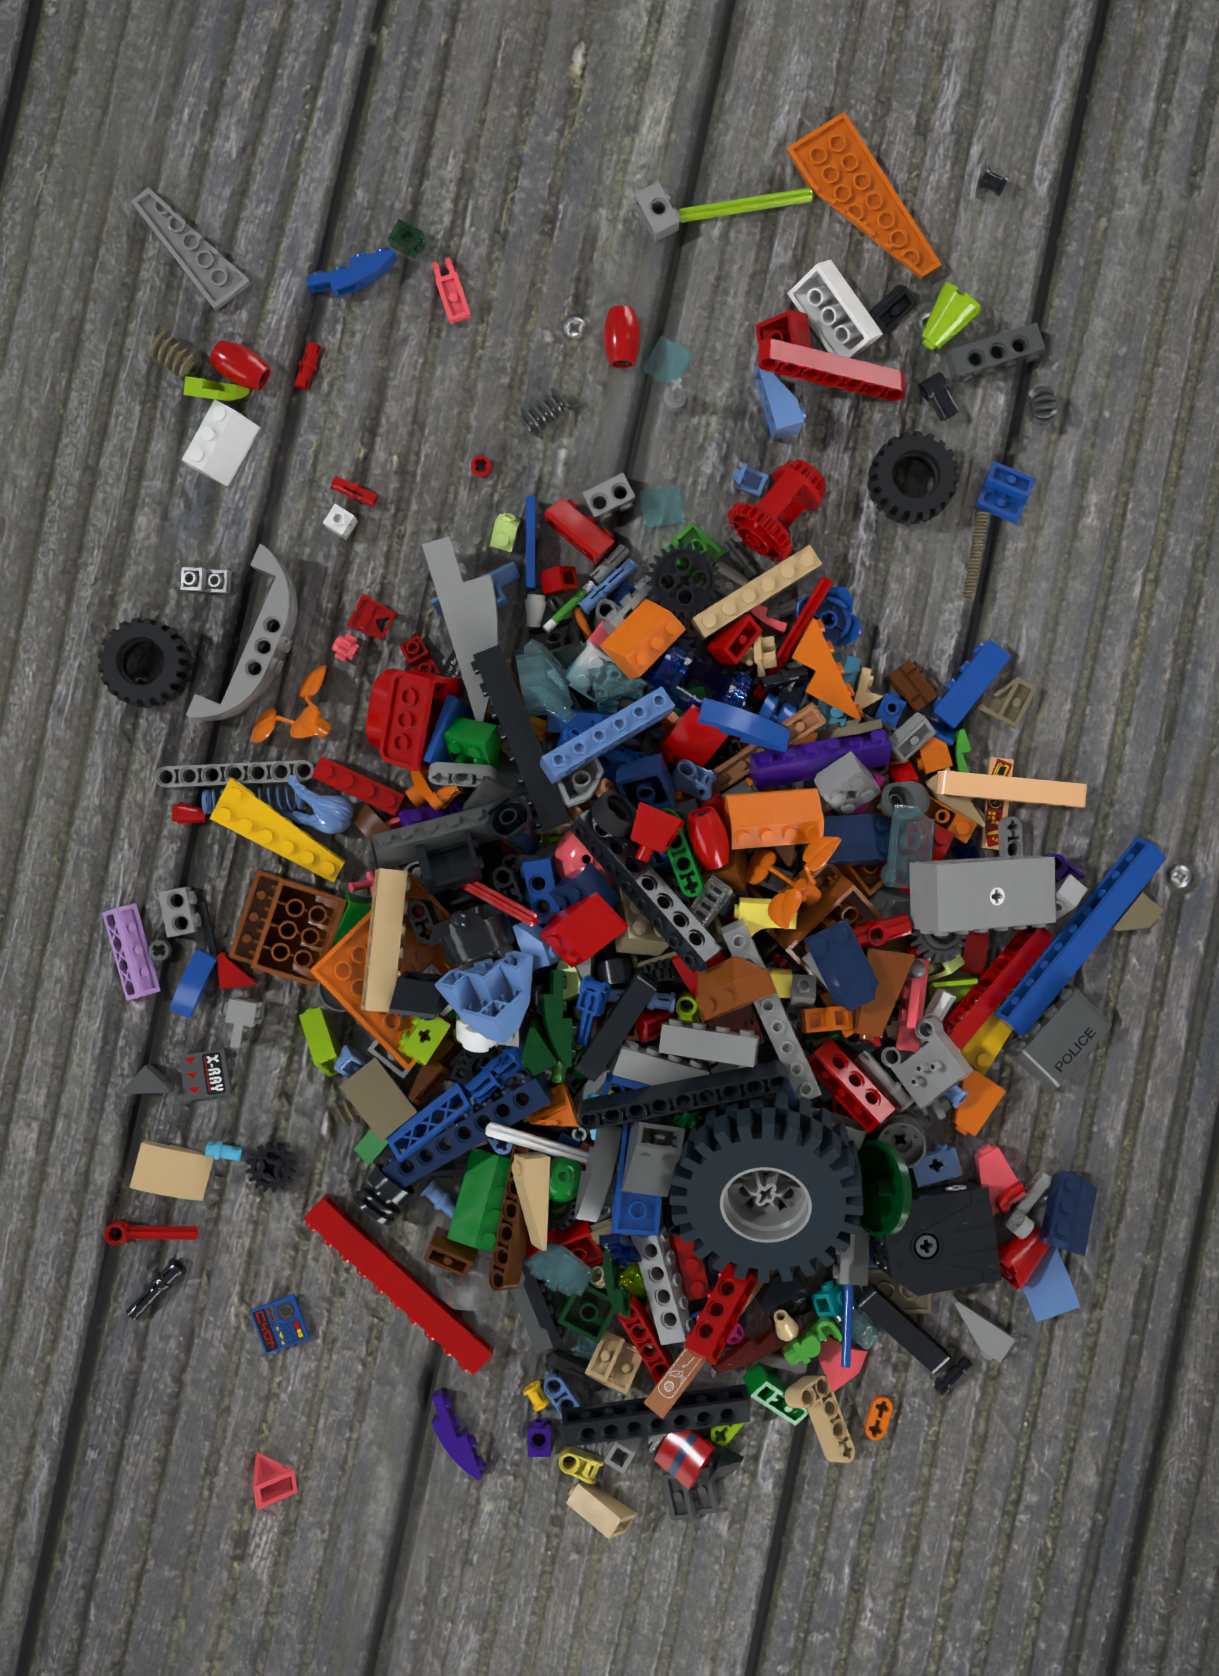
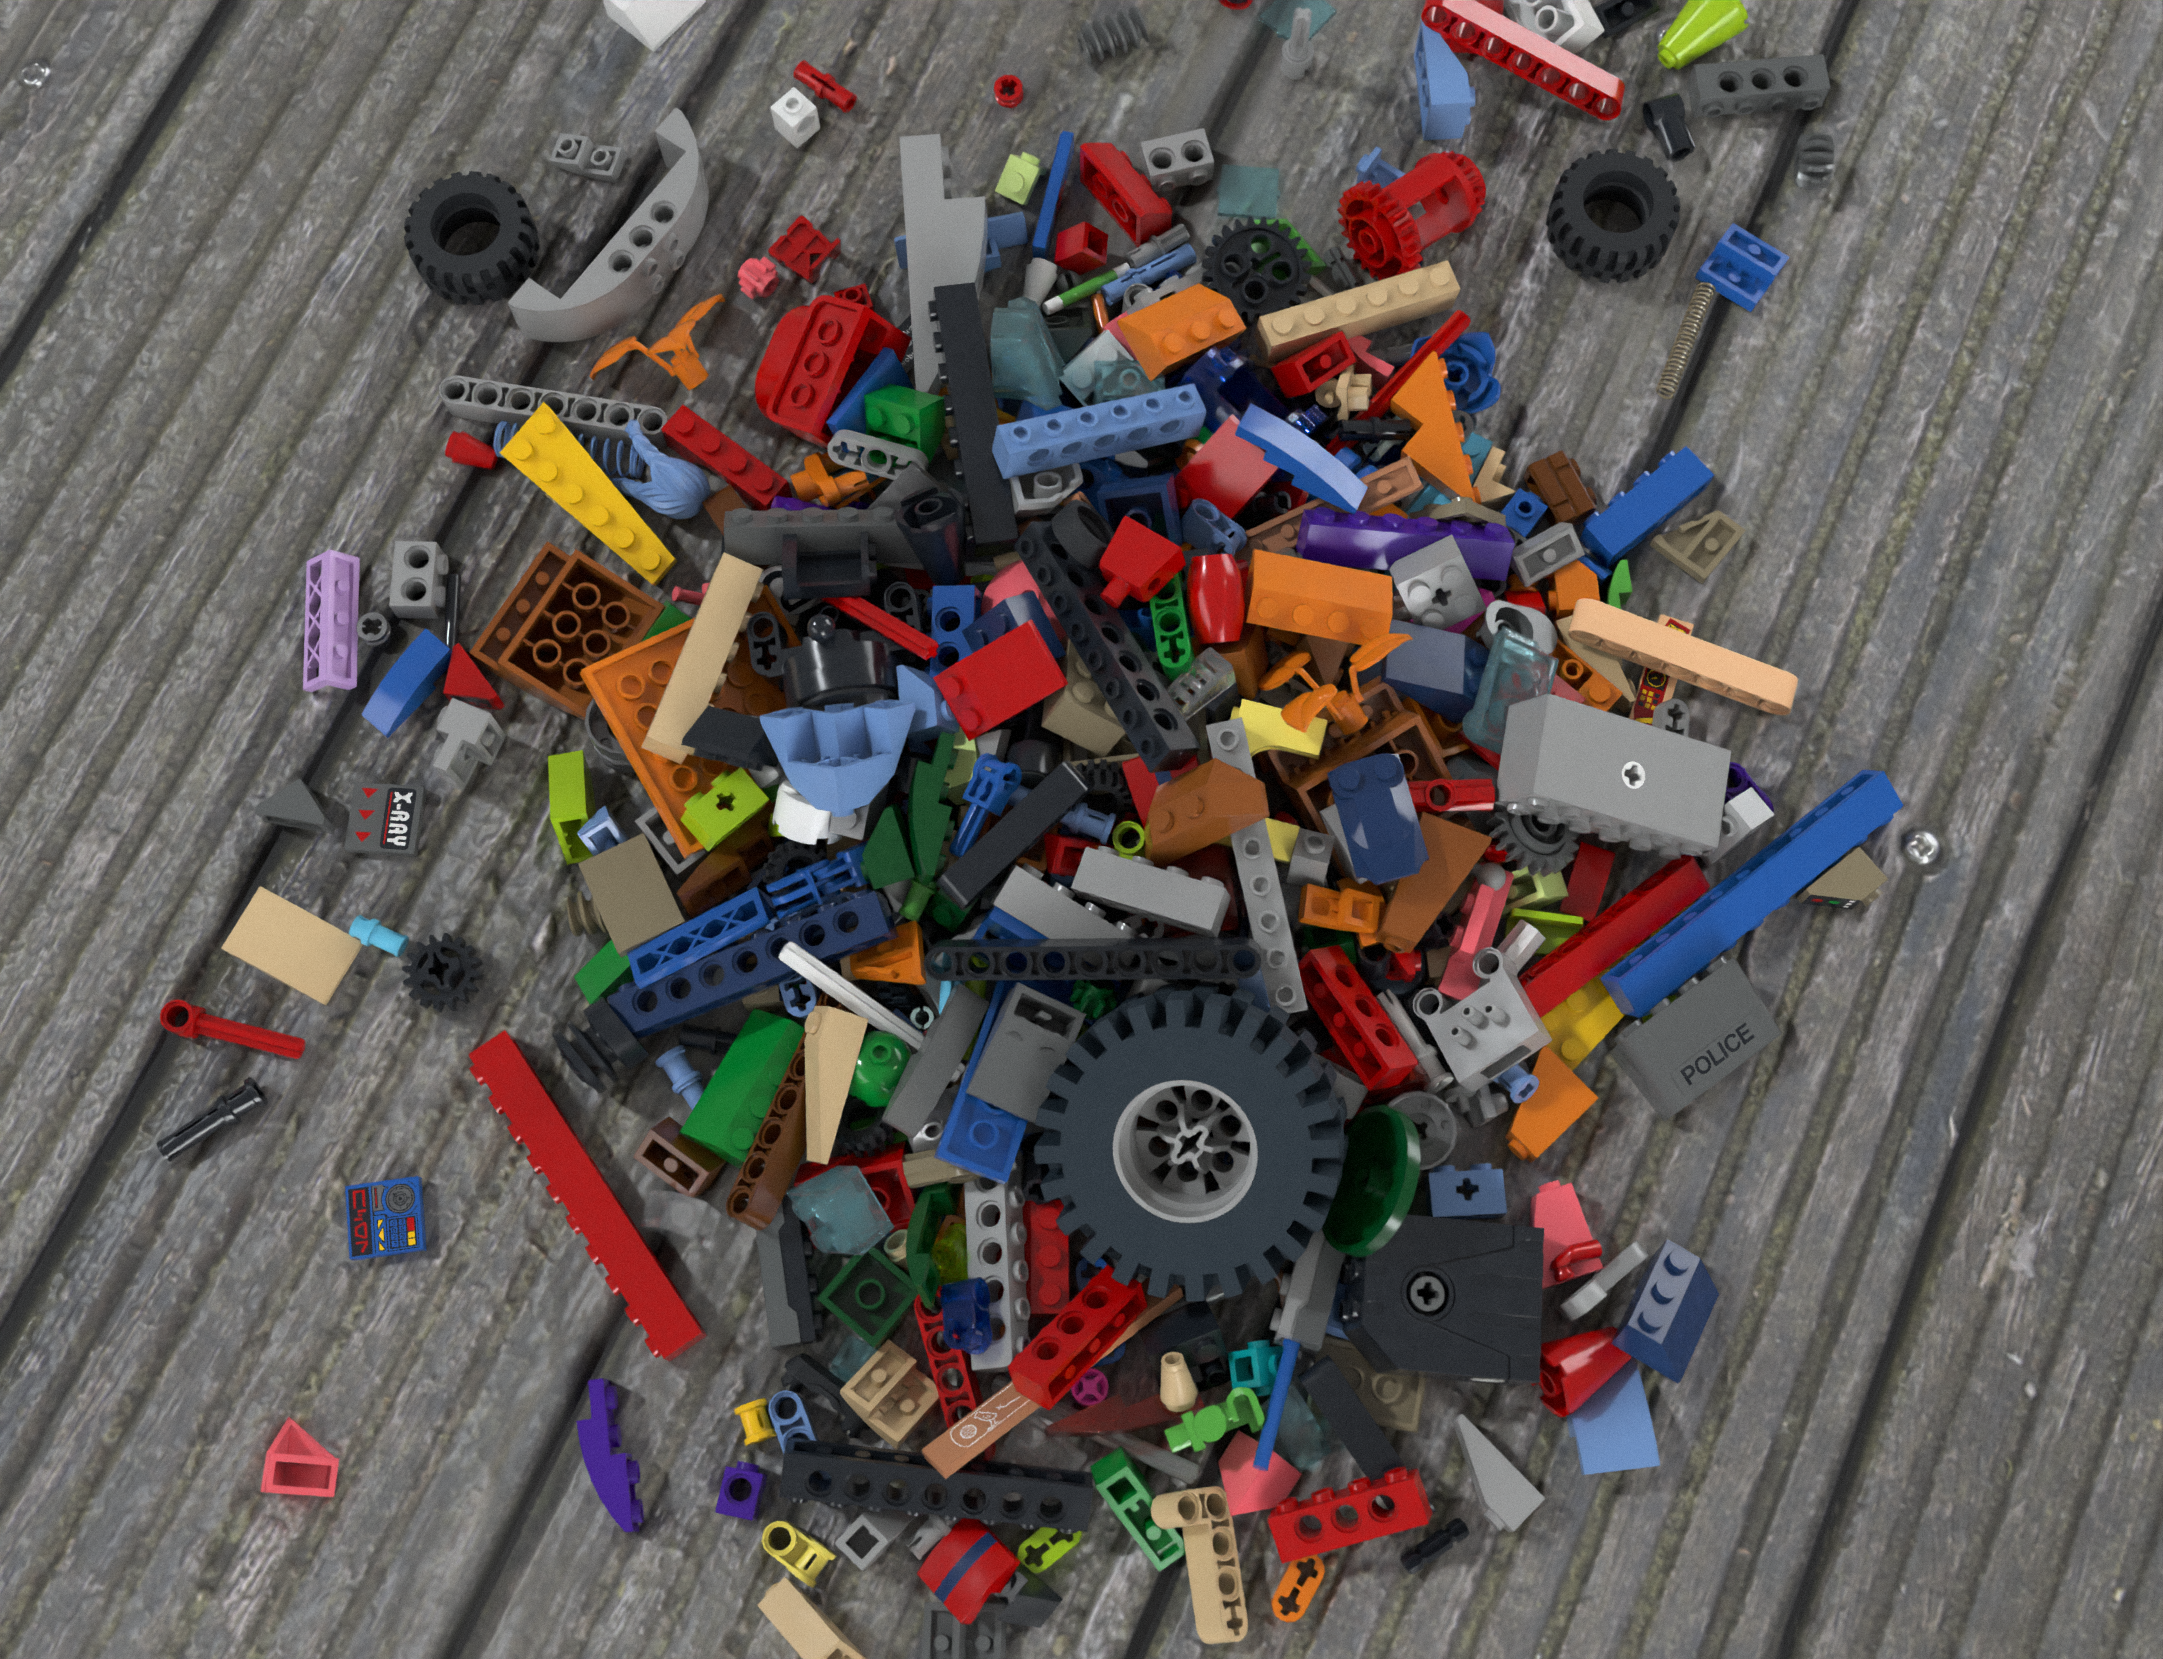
camera: 10 degrees right, 15 degrees down
(620, 1249) = (945, 1198): clear blue slope -> none
(651, 1316) = (964, 1313): none -> clear blue piece
(902, 1376) = (1297, 1540): none -> red brick

